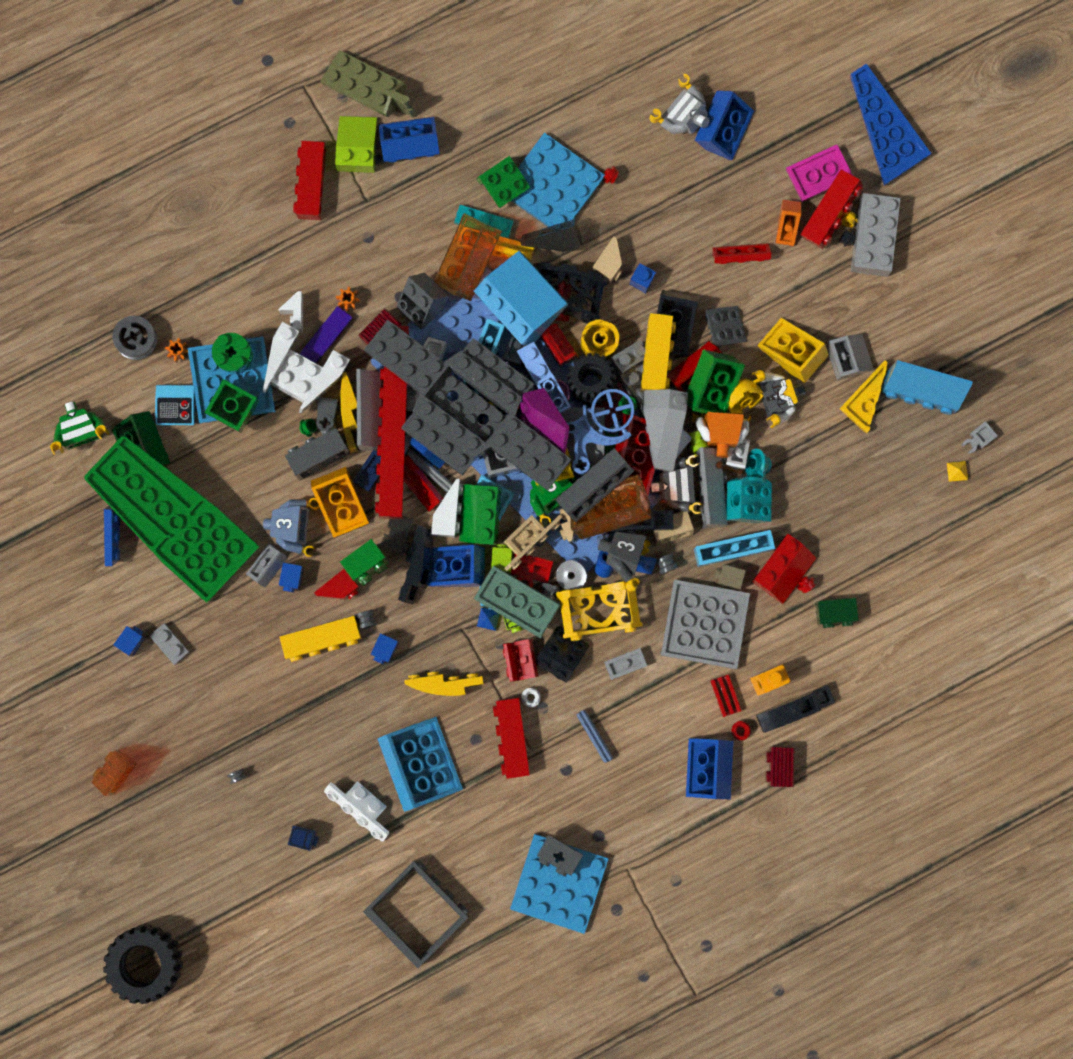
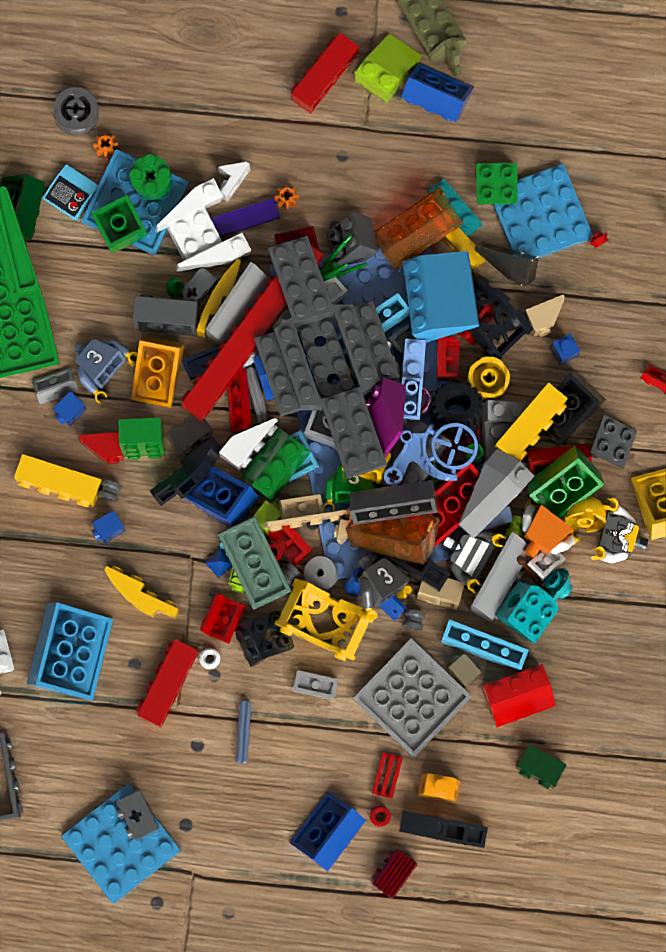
camera: 35 degrees right, 5 degrees down
(422, 333) = (332, 269): none -> green plant
(806, 584) = (529, 723): red plate -> none

